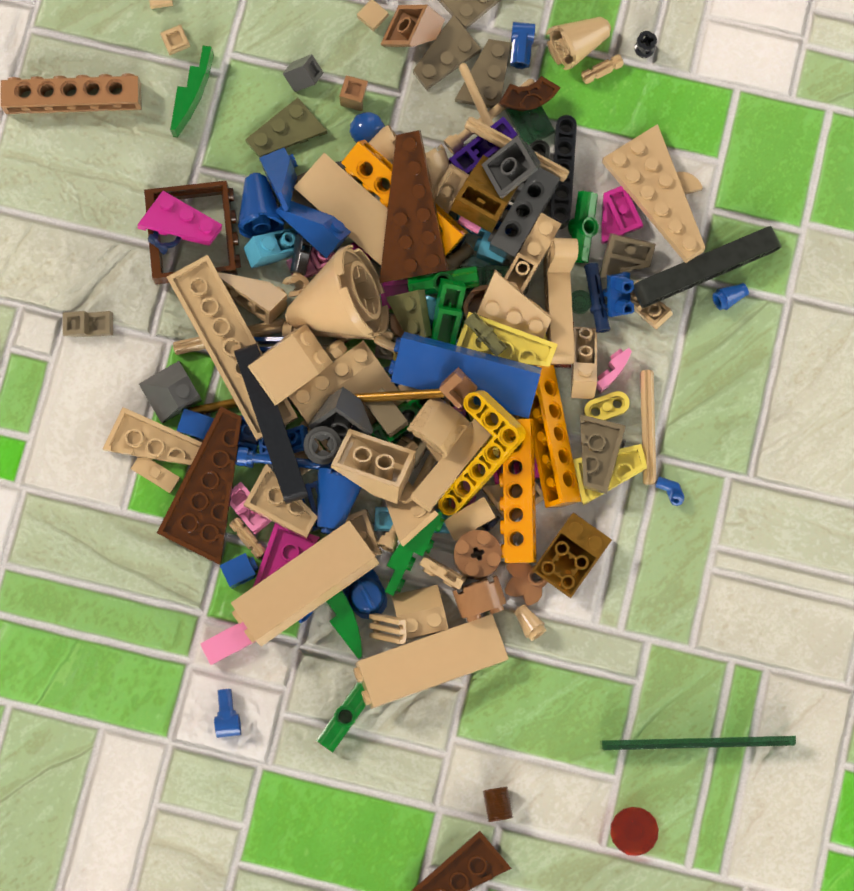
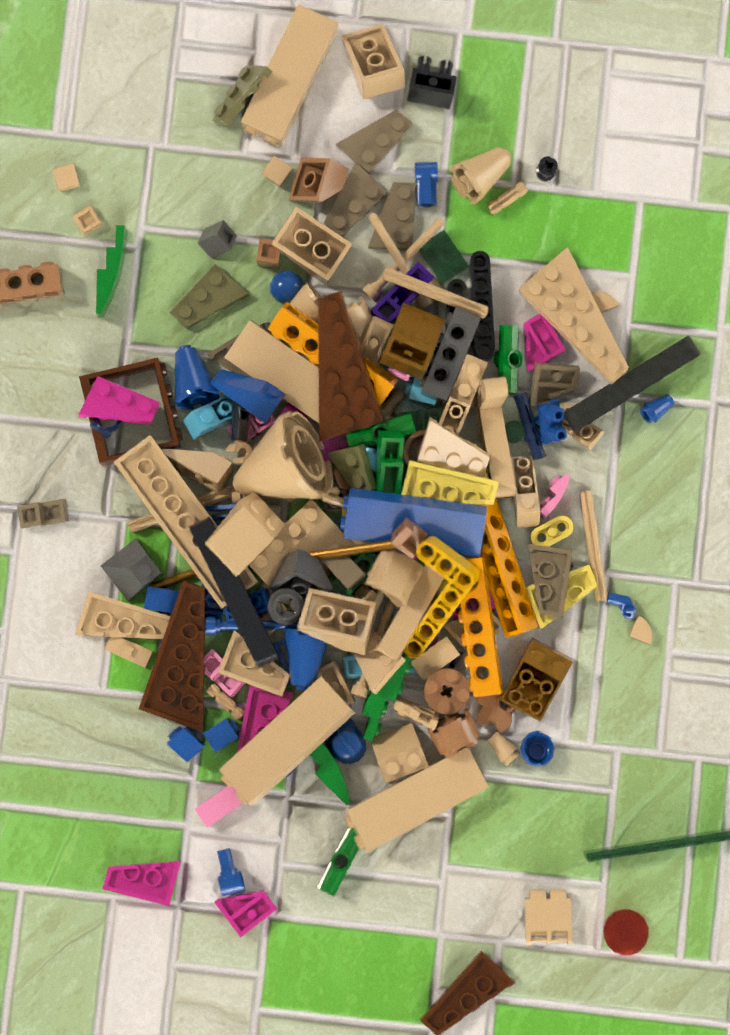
camera: 10 degrees left, 5 degrees up
(137, 712) = (144, 881): none -> dark pink wing
(199, 573) = (185, 743): none -> blue slope
(239, 755) = (246, 910): none -> dark pink wing
(281, 174) = (210, 345): blue slope -> none
(335, 349) = (285, 511): tan tile -> none
(377, 627) = (371, 777): tan tile -> none
(398, 89) = (311, 245): none -> tan slope
(485, 334) = (428, 481): olive pin -> none
(497, 804) = (495, 924): reddish brown piece -> none
(511, 166) = (433, 314): dark grey slope -> none
(530, 96) = (441, 236): reddish brown tile -> none
(554, 804) = (548, 916): none -> tan plate
(564, 626) = (537, 748): none -> blue hair
(687, 520) = (641, 631): none -> tan tile

